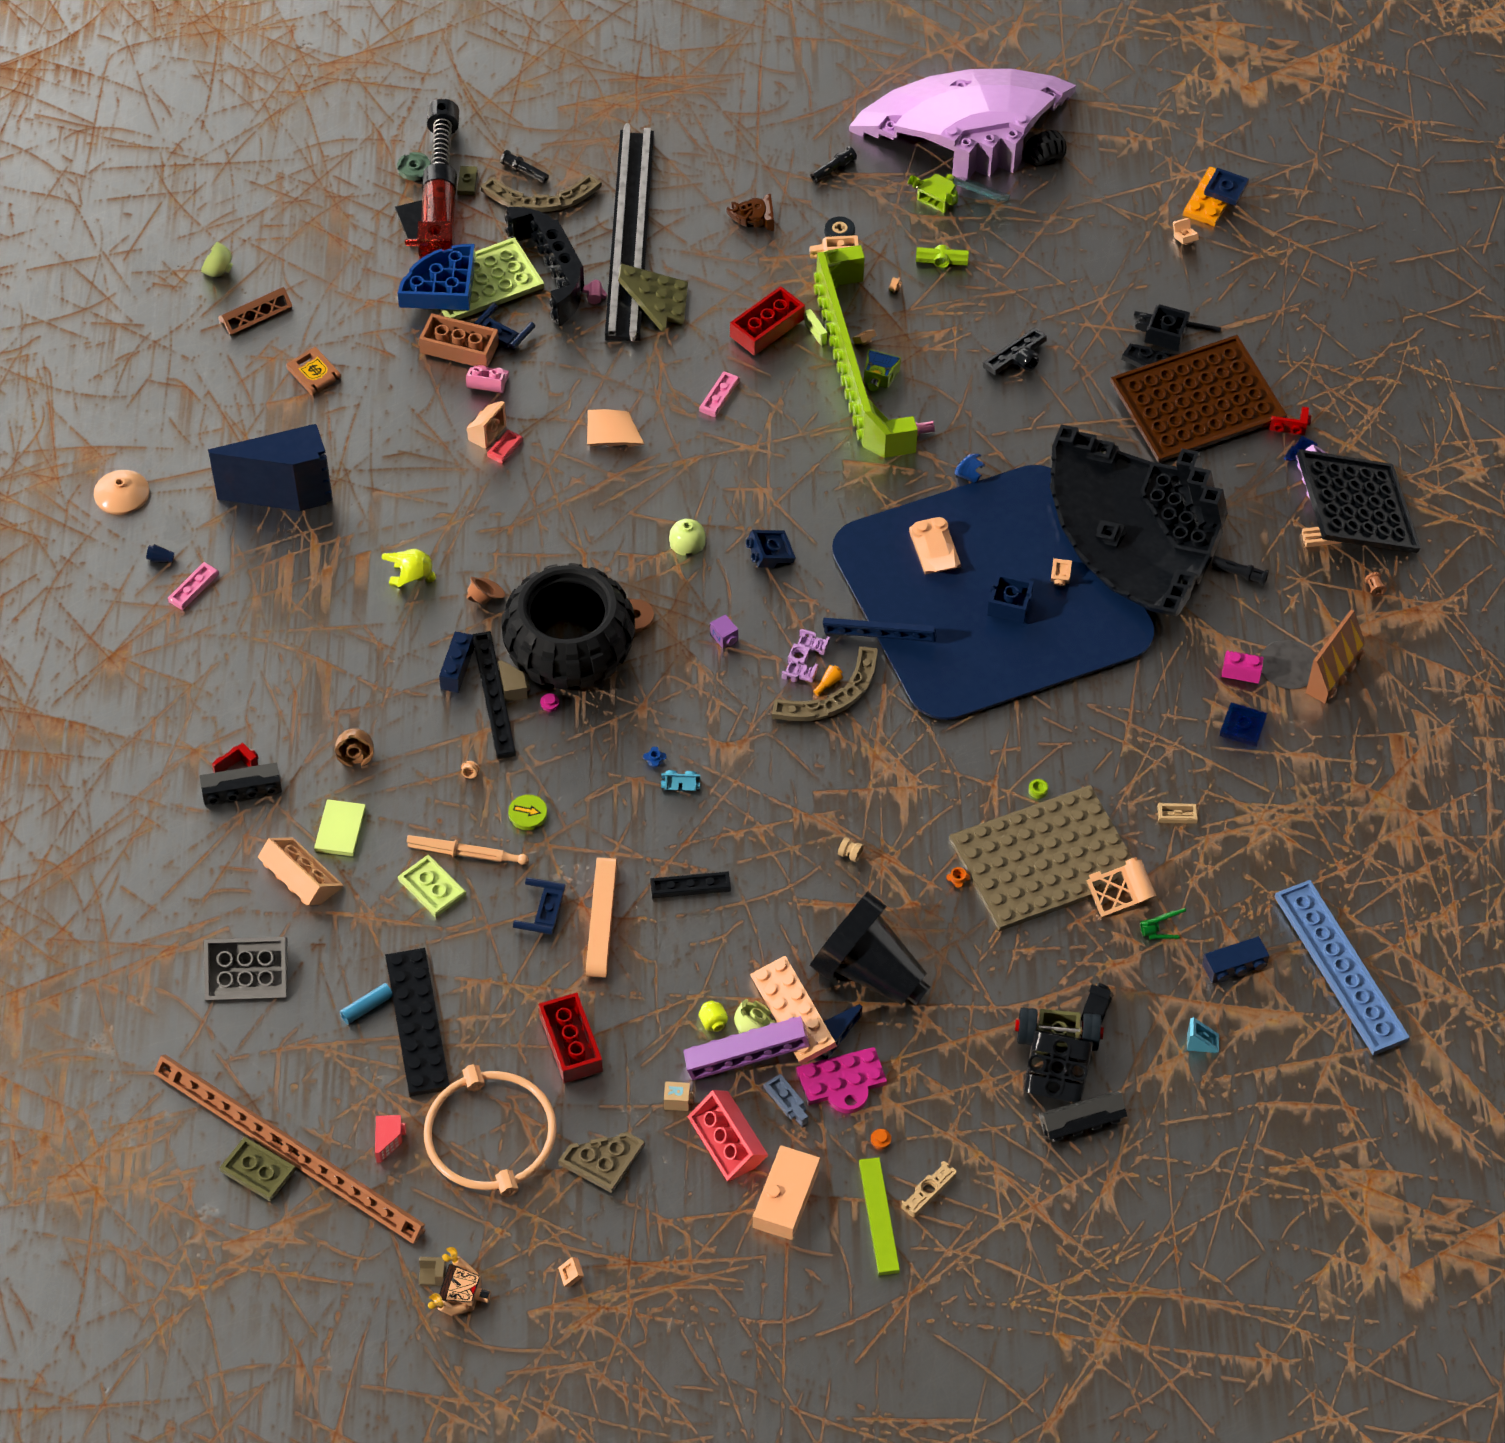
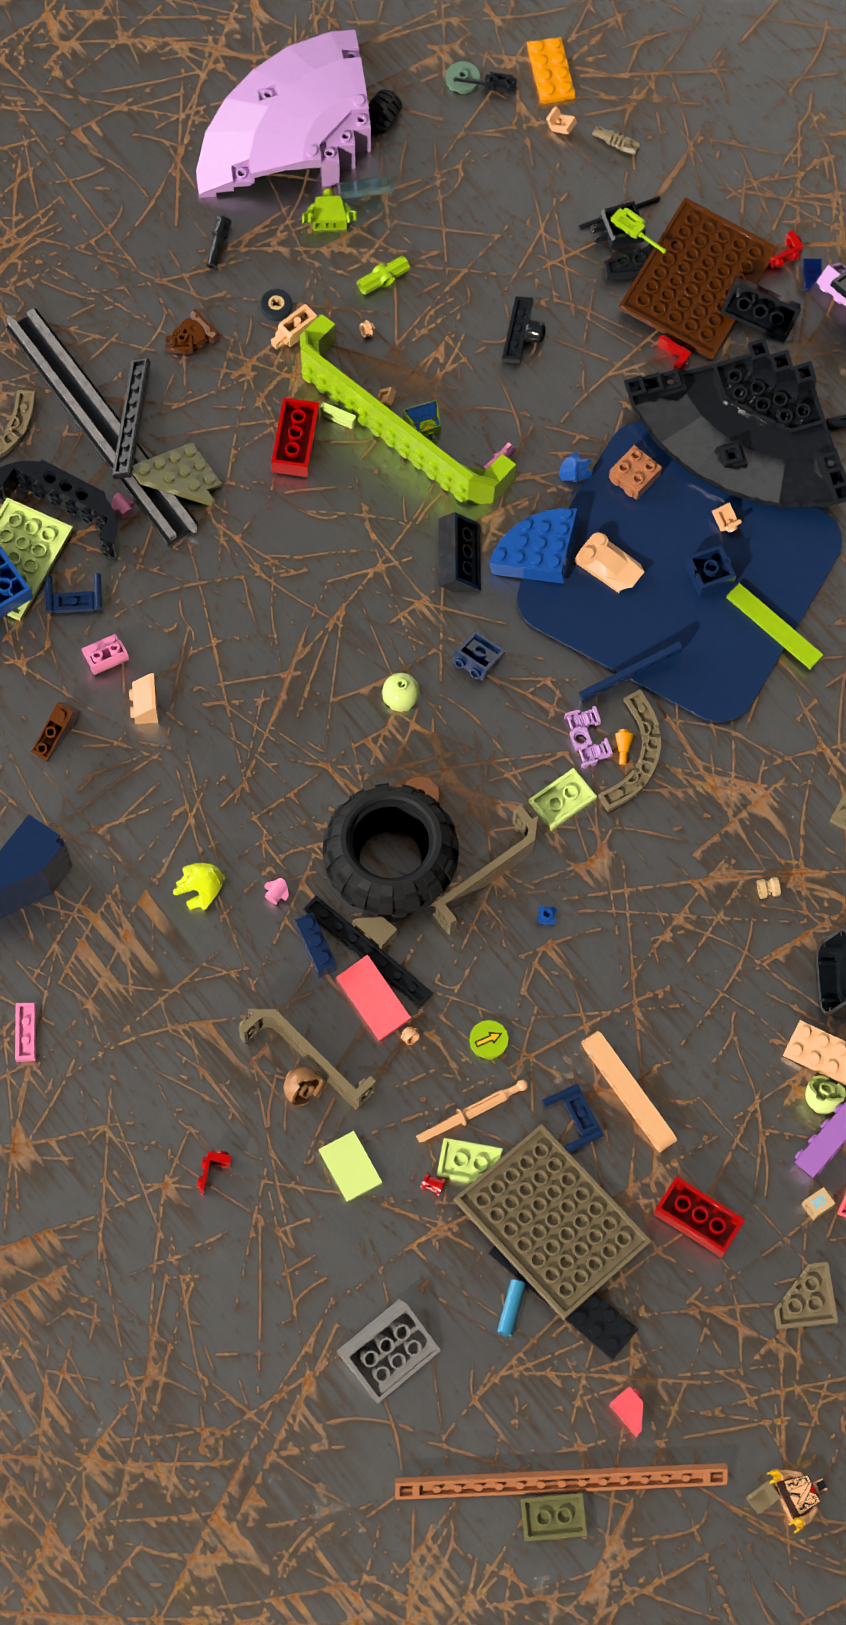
camera: 40 degrees left, 15 degrees up
(240, 783) = (236, 1188): black piece -> none
(299, 870) = (354, 1230): light nougat slope -> none
(366, 682) = (273, 1019): none -> dark tan panel
(389, 879) = (433, 1184): none -> red bush
(406, 404) = (55, 730): none -> reddish brown slope
(453, 963) = (552, 1221): none -> dark tan plate
(458, 341) = (50, 635): nougat brick -> none
(464, 609) = (276, 891): none -> bright pink piece
(466, 726) = (373, 998): none -> coral tile
(484, 590) = (281, 861): nougat piece -> none
(504, 446) = (174, 709): coral tile -> none
(505, 1179) = (753, 1377): light nougat piece -> none
(549, 702) = (420, 926): dark pink plate -> none
(612, 428) = (253, 631): light nougat slope -> none
(636, 694) = (444, 906): none -> dark tan panel
(653, 236) = (131, 418): none -> black tile
(687, 780) = (591, 917): medium azure hinge -> none
(690, 884) = (670, 1009): black tile -> none
(713, 1016) = (787, 1113): neon yellow head -> none
(719, 394) = (310, 534): bright pink tile -> none
(724, 631) = (507, 760): medium lavender brick -> none
(744, 687) = (562, 799): none -> yellowish green tile
(822, 472) = (459, 553): none -> black slope
(887, 501) = (538, 547): none -> blue brick
(1013, 496) = (635, 472): none -> nougat brick
(1031, 672) = (774, 626): none -> lime tile
(1134, 162) = (462, 69): none -> sand green plate
(1134, 442) = (676, 350): none -> red bracket
(1157, 179) = (495, 82): none -> black piece
(1169, 329) = (635, 230): none -> lime piece
(1220, 270) = (617, 140): none -> dark tan hinge
(1226, 186) = (562, 55): dark blue plate -> none
(1229, 446) = (760, 308): none -> black slope

